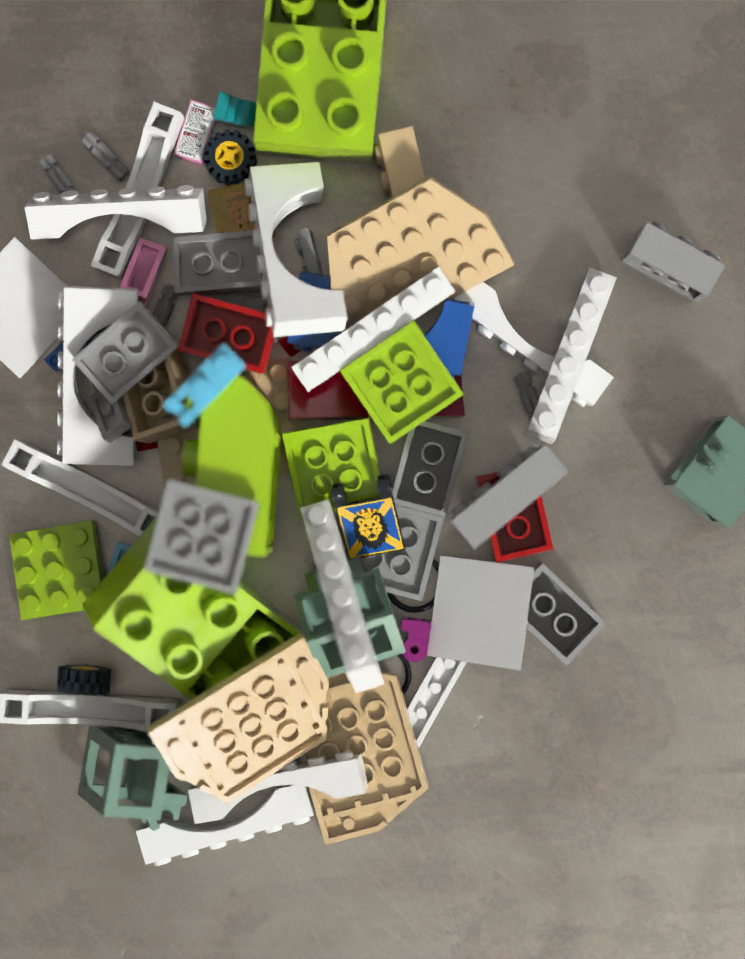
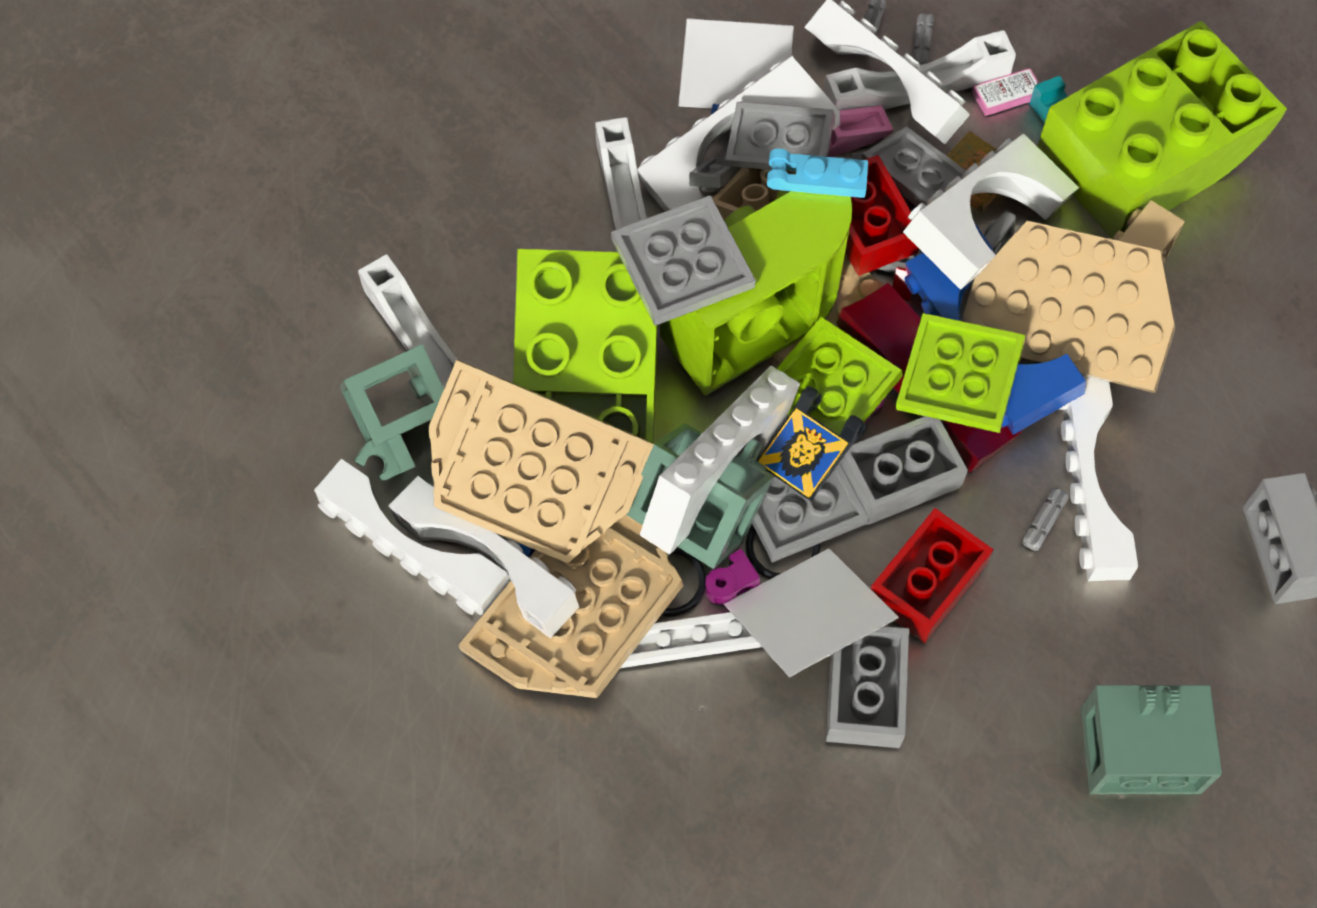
camera: 55 degrees right, 25 degrees down
(55, 568) = (534, 222): lime plate -> none
(84, 679) = (453, 319): black wheel -> none
(224, 148) = (1011, 121): black wheel -> none
(373, 329) = (1040, 328): white plate -> none
(508, 496) = (947, 531): light grey brick -> none
(571, 356) = (1066, 525): white arch -> none

